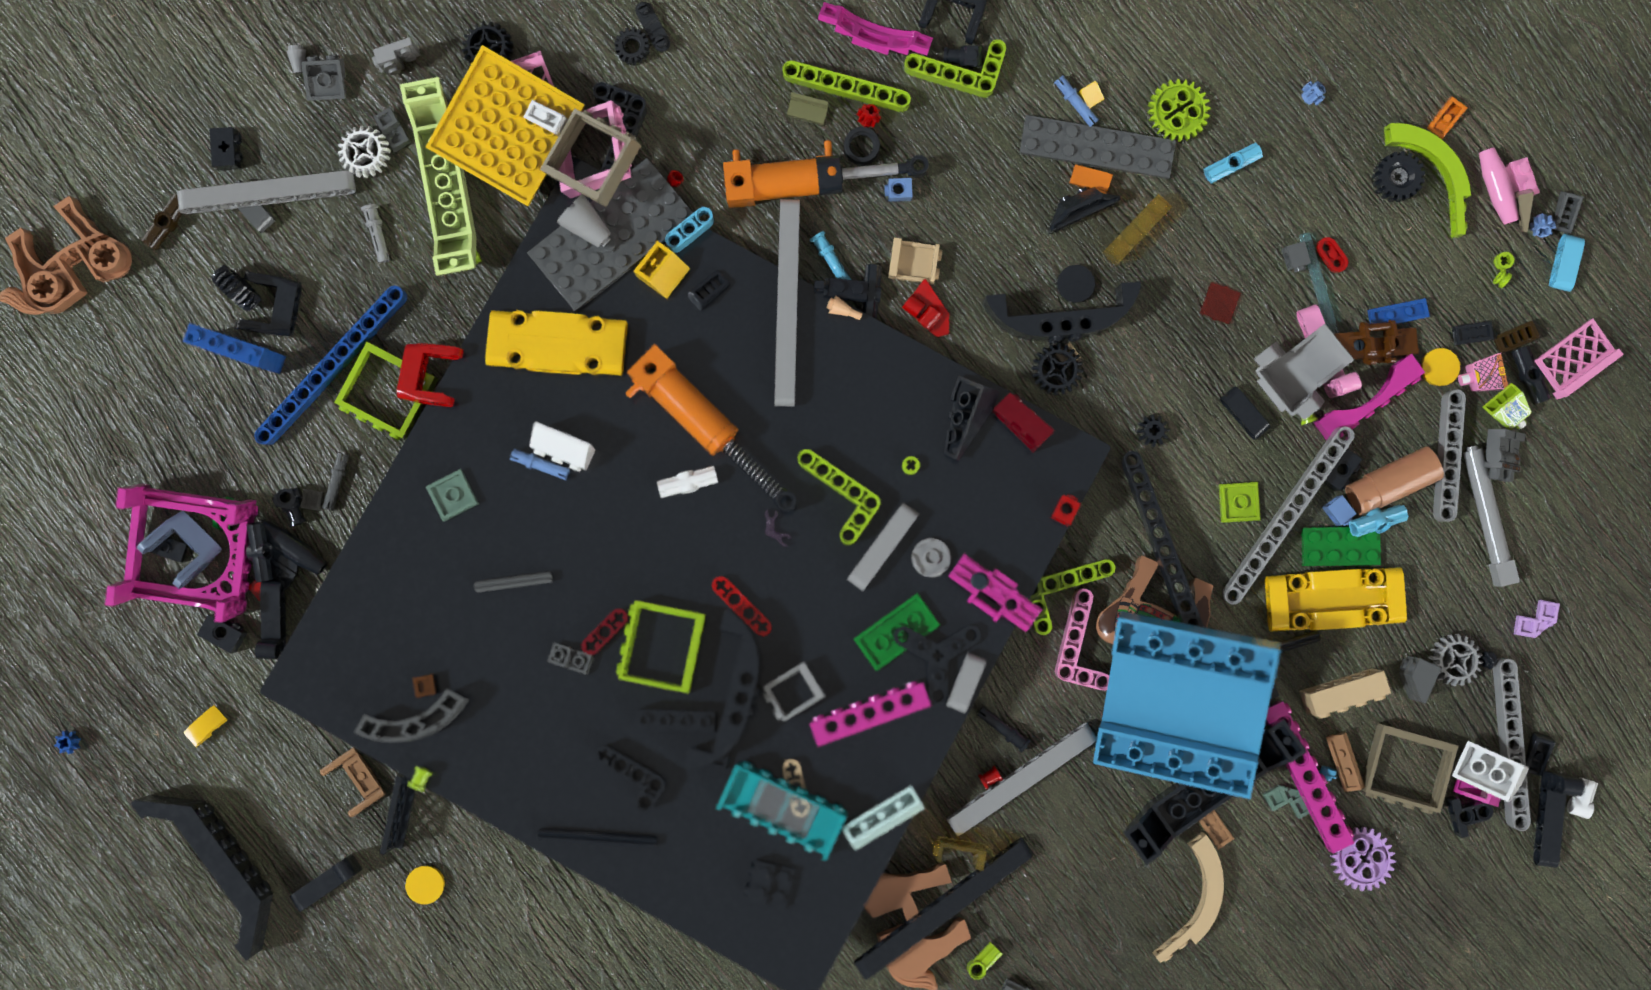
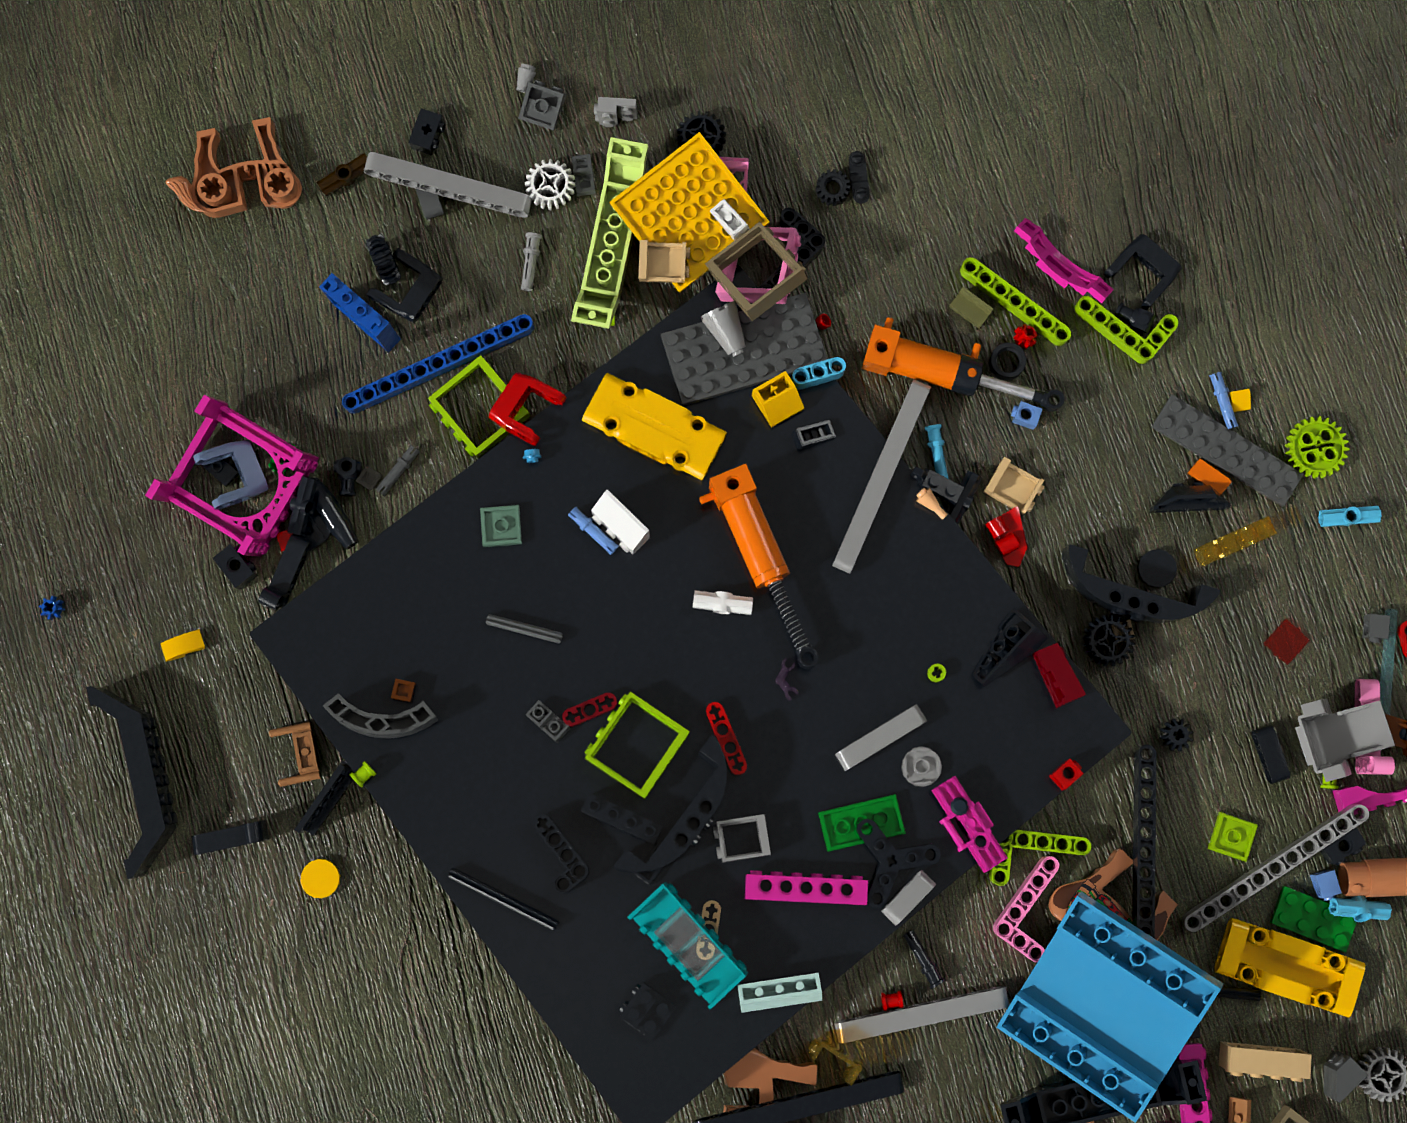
camera: 30 degrees right, 5 degrees down
(453, 417) = (532, 455): none -> dark azure plate
(500, 184) = (663, 262): none -> tan panel
(844, 490) = (864, 669): lime beam -> none

